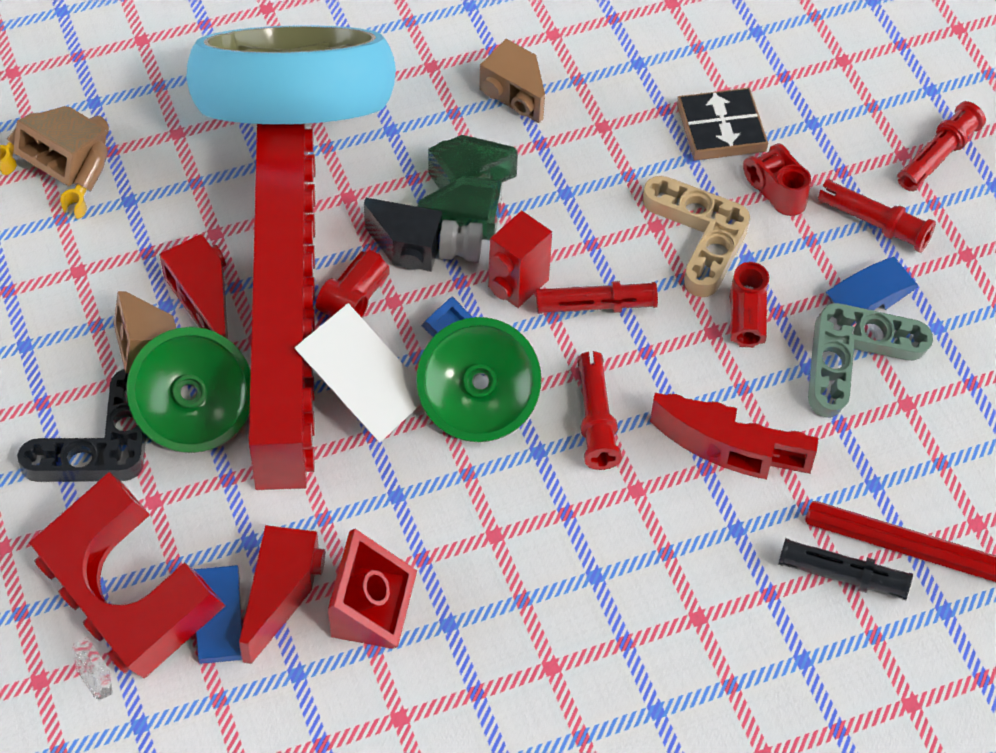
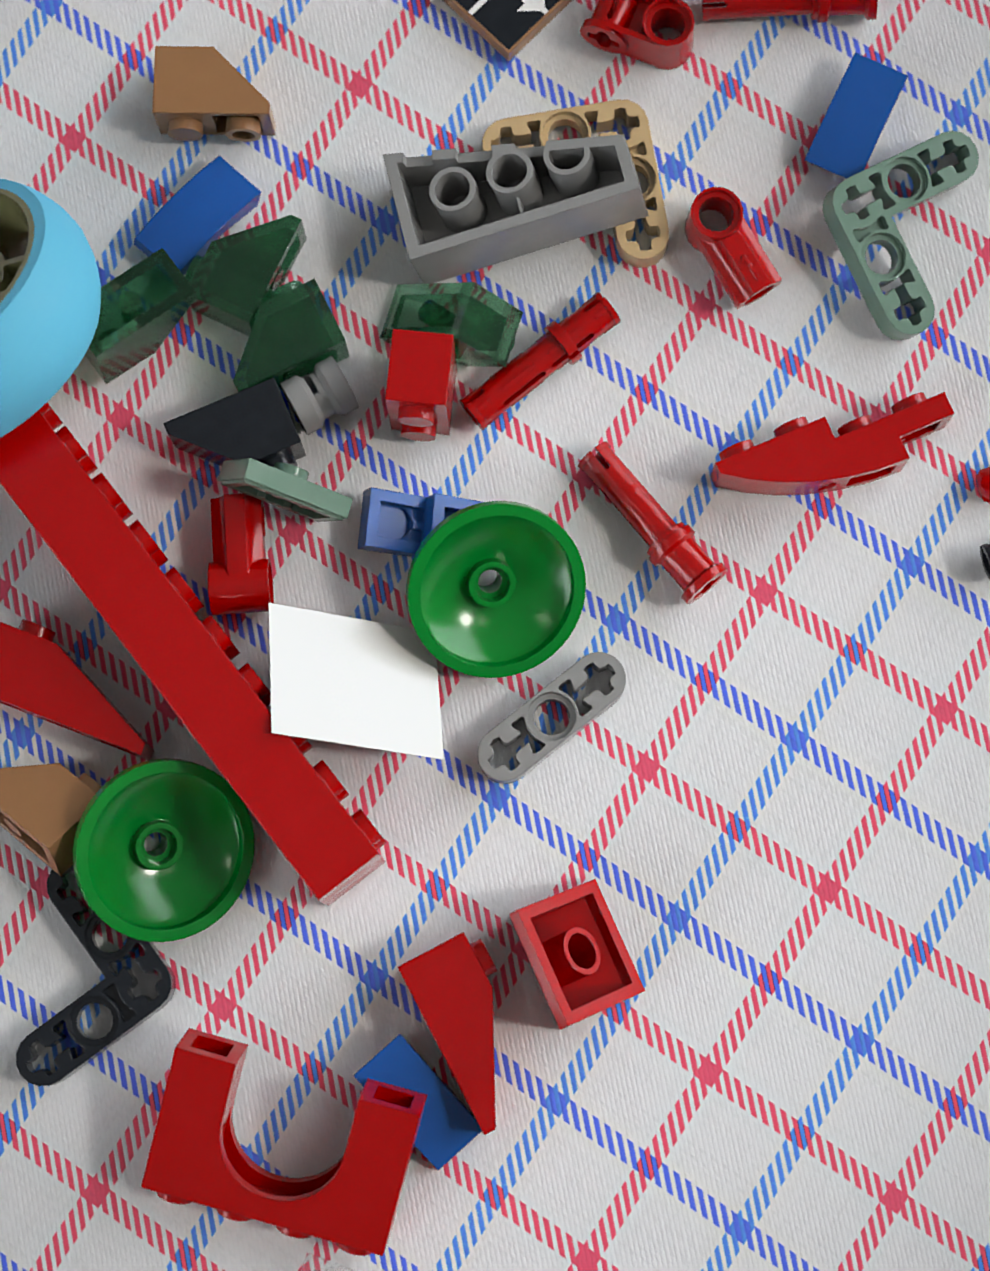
camera: 30 degrees left, 25 degrees up
(390, 143) = (138, 314): none -> clear green slope
(404, 264) = (286, 488): none -> sand green plate
(447, 459) = (595, 701): none -> light grey beam
(476, 123) = (199, 214): none -> blue slope
(573, 253) = (478, 319): none -> clear green slope
(639, 208) = (510, 200): none -> light grey wedge

